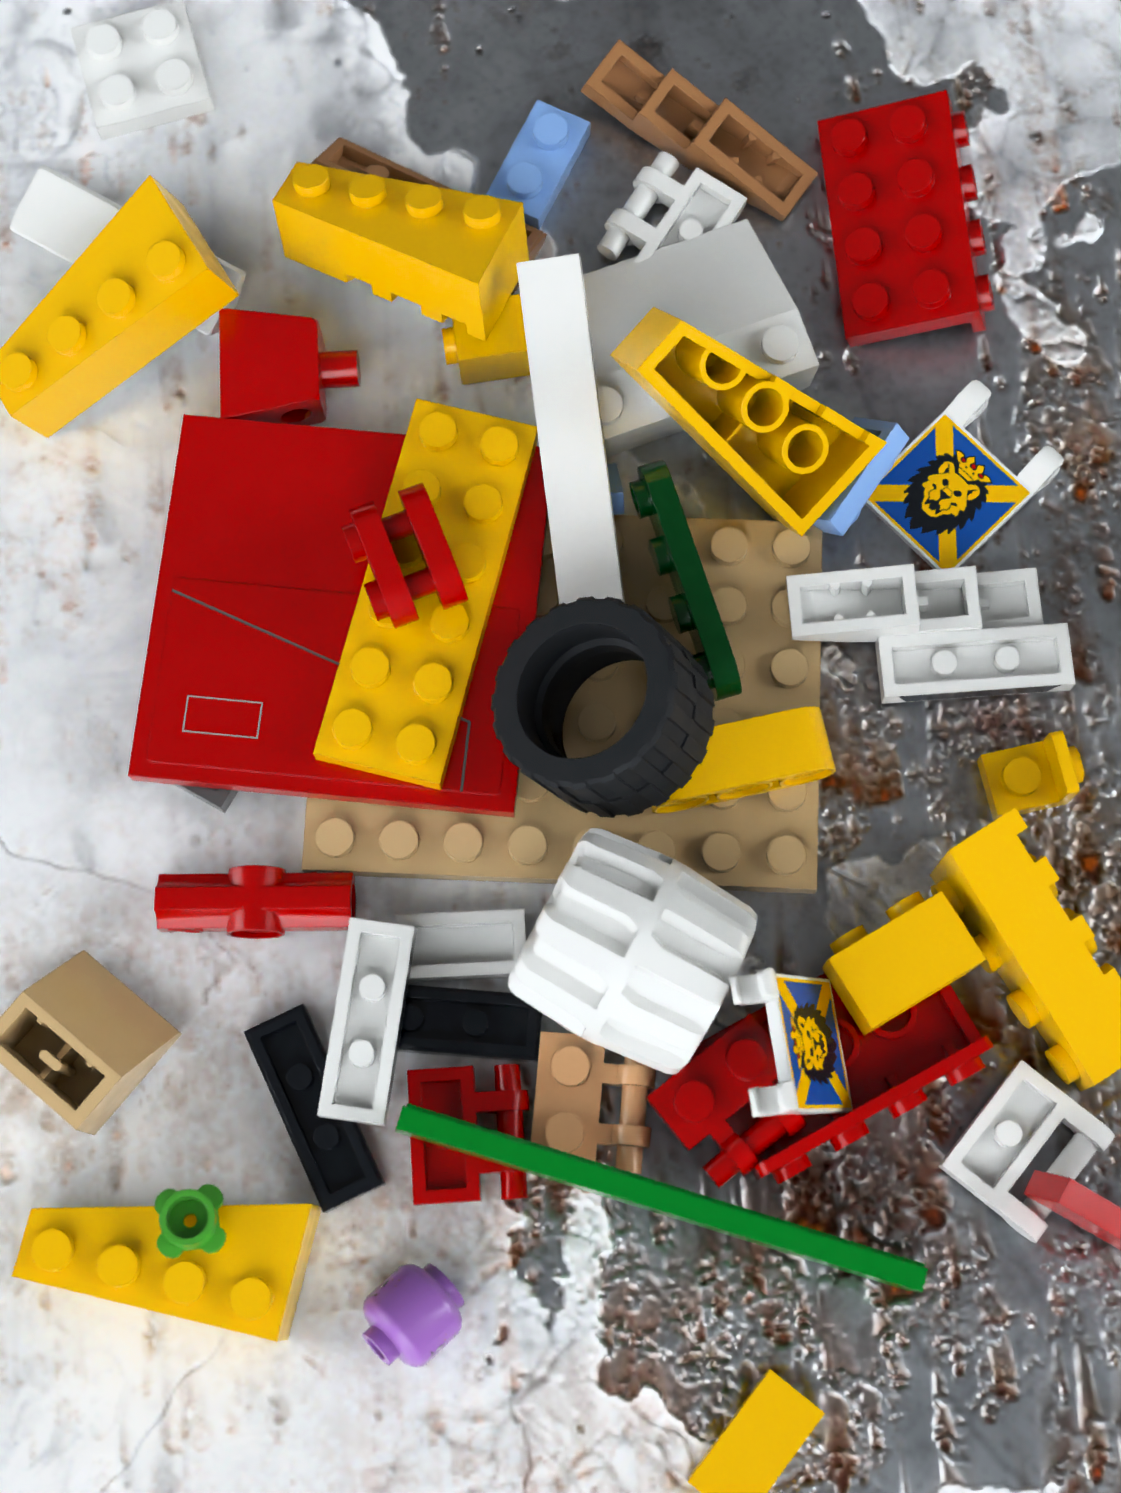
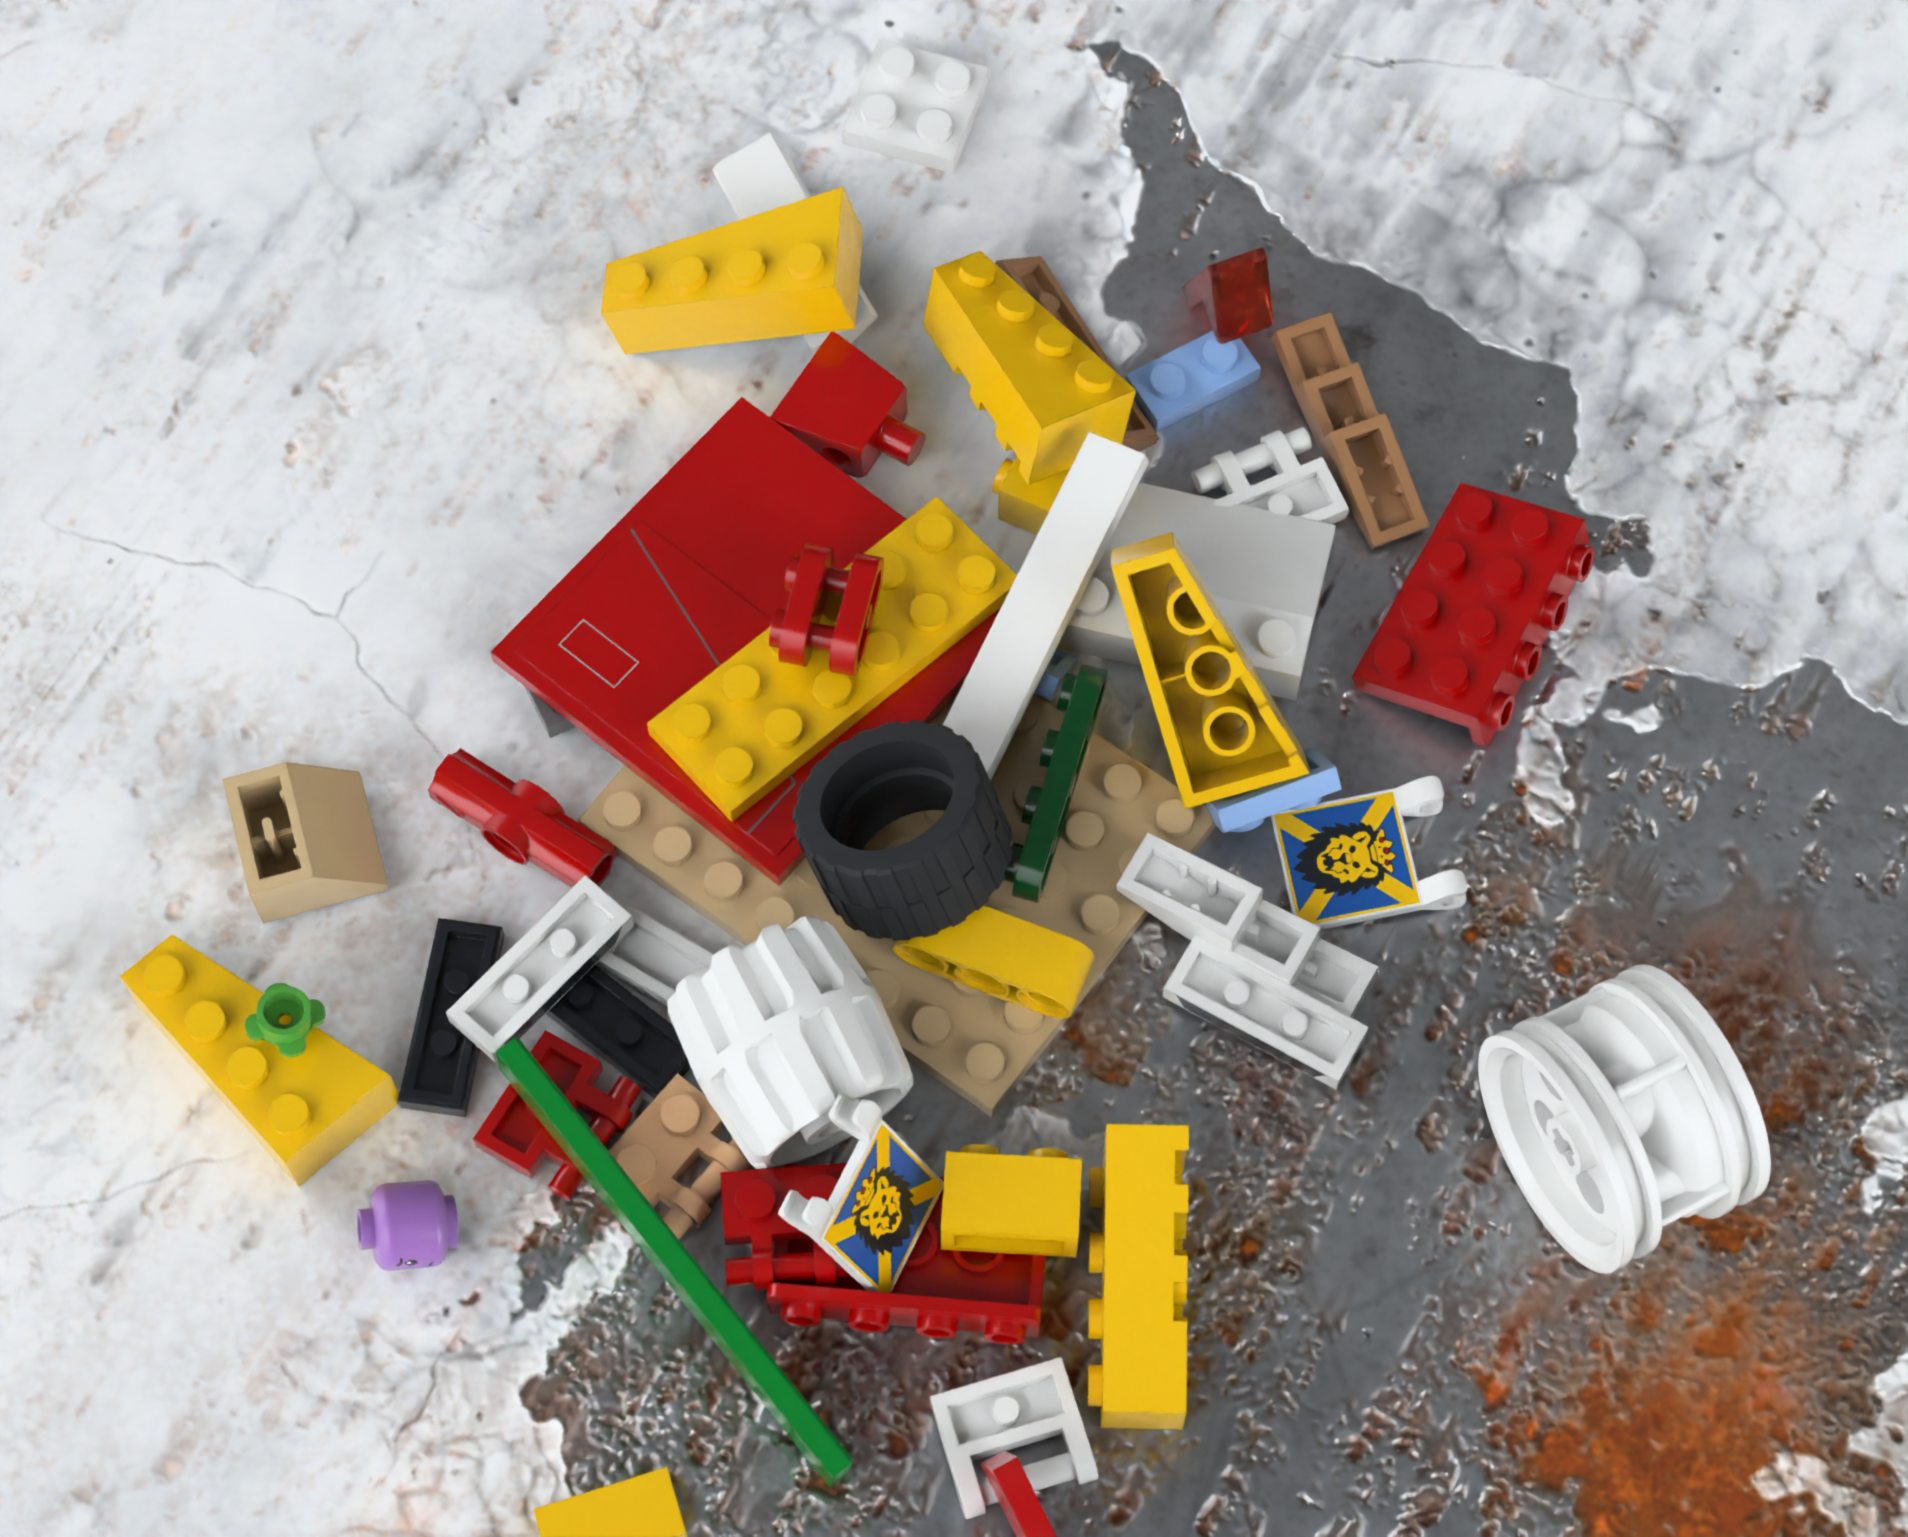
camera: 30 degrees right, 10 degrees down
(532, 72) = (1233, 295): none -> clear red slope
(1031, 775) = (1244, 1137): yellow bracket -> none

